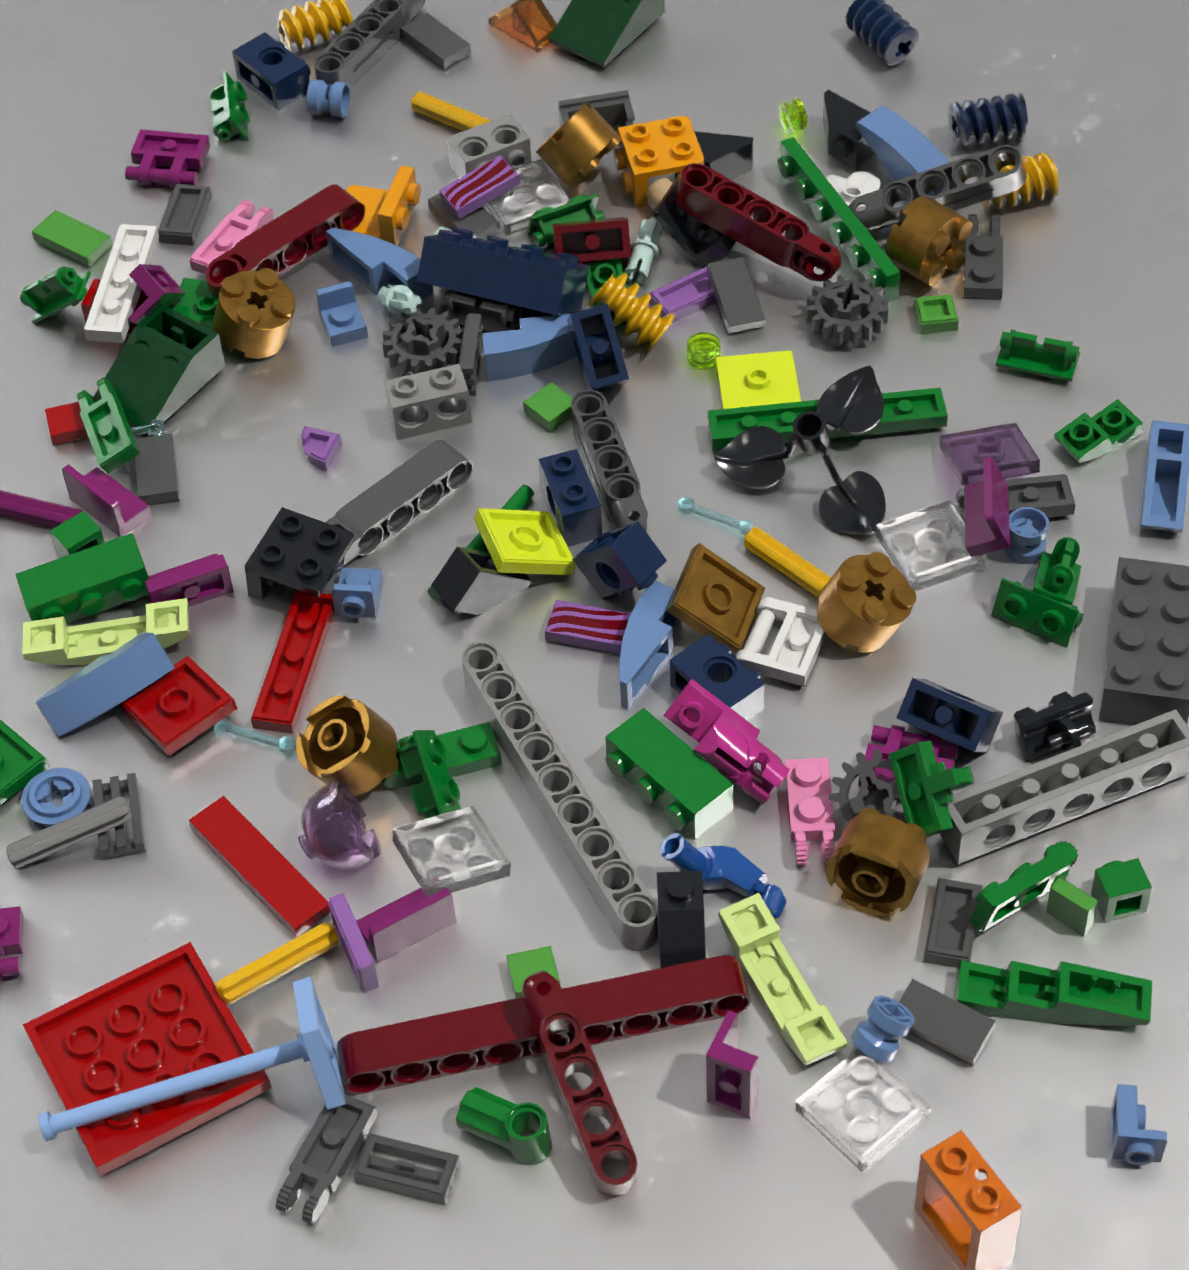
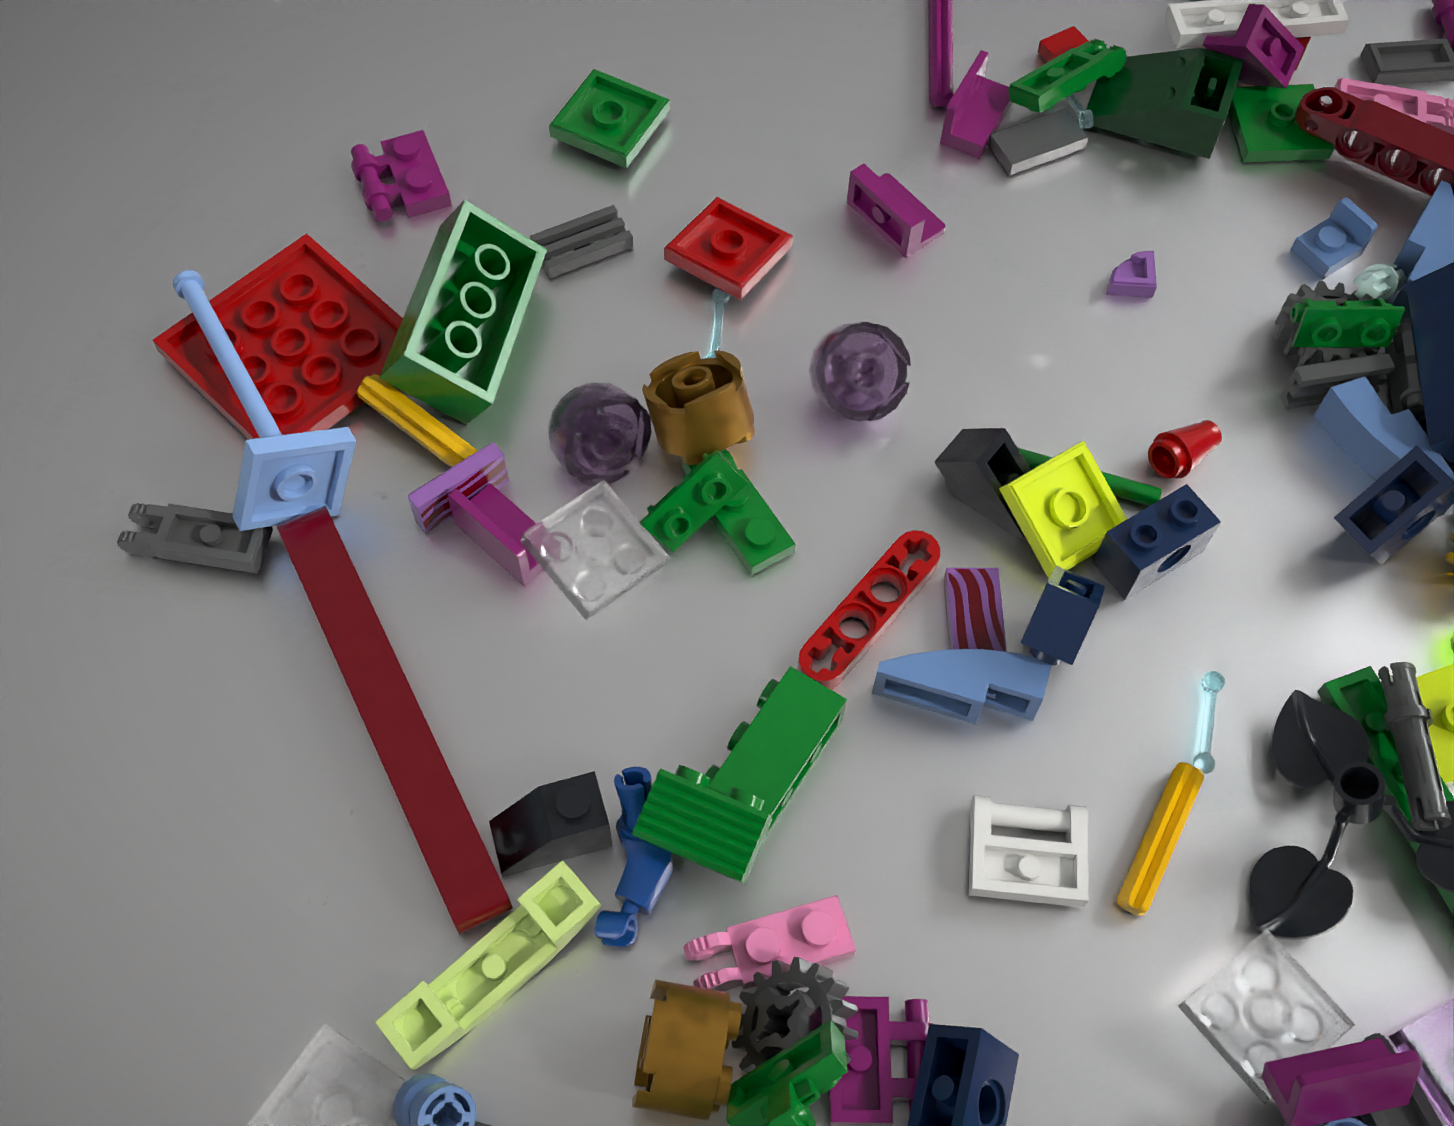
camera: 70 degrees right, 10 degrees up
(38, 794) = (591, 171): medium blue gear -> none
(58, 644) = (793, 160): yellowish green slope -> none
(69, 832) = (541, 203): light grey axle -> none
(76, 535) = (907, 103): green plate -> none
(85, 581) = (854, 120): green brick -> none
(104, 683) = (730, 175): medium blue slope -> none
(184, 897) = (464, 314): none -> green brick
(254, 313) = (1283, 150): pearl gold brick -> none
(260, 866) = (547, 378): red tile -> none
(293, 662) = (795, 335): red tile -> none
(296, 554) = (953, 287): black bracket -> none
(354, 636) = (860, 371): none -> clear purple cylinder
(357, 592) = (939, 367): medium blue bracket -> none
(402, 497) = (1072, 362): dark grey piece -> none
(403, 1185) = (209, 654): dark grey tile -> none
(428, 401) = (1239, 354): light grey brick -> none
(433, 327) = (1346, 325): none -> green hinge
(494, 461) = (1182, 449): none -> red cone
(504, 1123) = (249, 698): green piece -> none
(529, 963) = (463, 681): bright green tile -> none
(547, 770) = (718, 616): light grey beam -> none
(549, 406) = (1301, 489): bright green tile -> none
(549, 1013) = (263, 766): dark red piece -> none
(566, 687) = (875, 613): none -> red beam
(607, 460) = (1276, 537): dark grey piece -> none
(715, 598) = (1057, 748): pearl gold tile -> none
(719, 673) = (935, 753): dark blue brick -> none
(723, 806) = (704, 824): none -> green brick
(727, 741) = (826, 815): dark pink plate -> none
(731, 1071) = (324, 919): magenta panel -> none
(760, 401) = (1410, 726): none -> dark grey pin
(865, 602) = (1146, 946): pearl gold brick -> none

